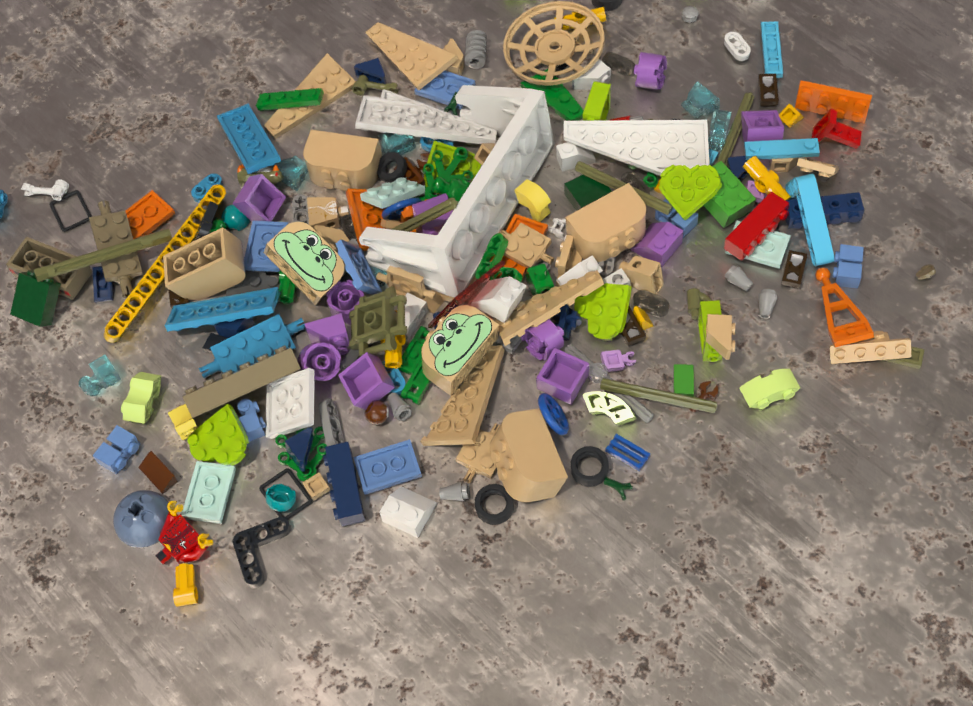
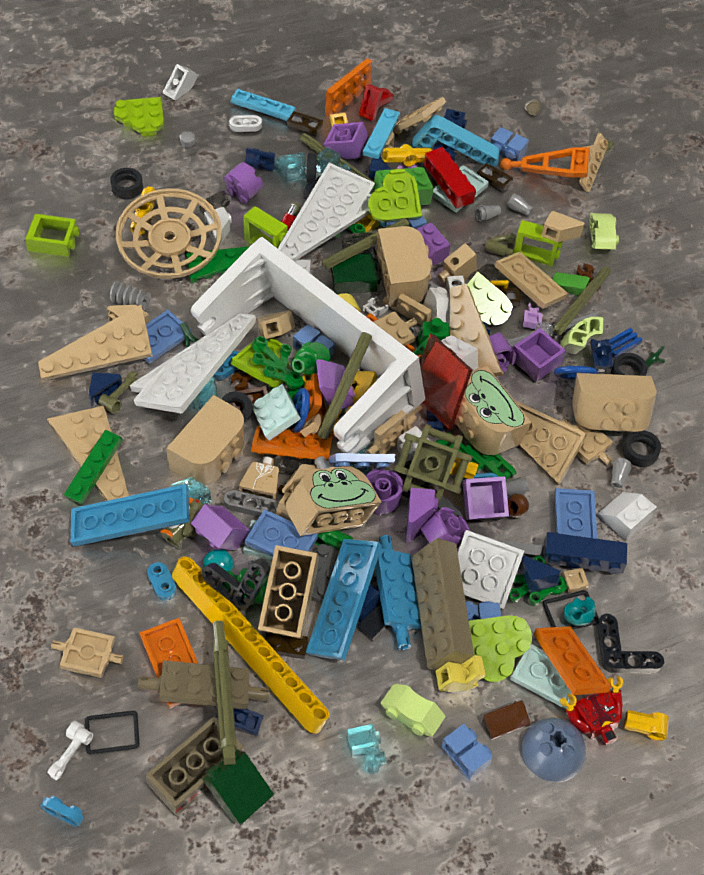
camera: 80 degrees left, 5 degrees down
(127, 167) = (87, 652): none -> tan plate
(220, 500) = (572, 660): none -> orange plate
(595, 432) = (601, 354): none -> dark blue hips
(663, 343) = (531, 280): none -> tan plate
(694, 72) = (260, 159): none -> dark blue hips
(700, 108) = (311, 167): none -> black tyre

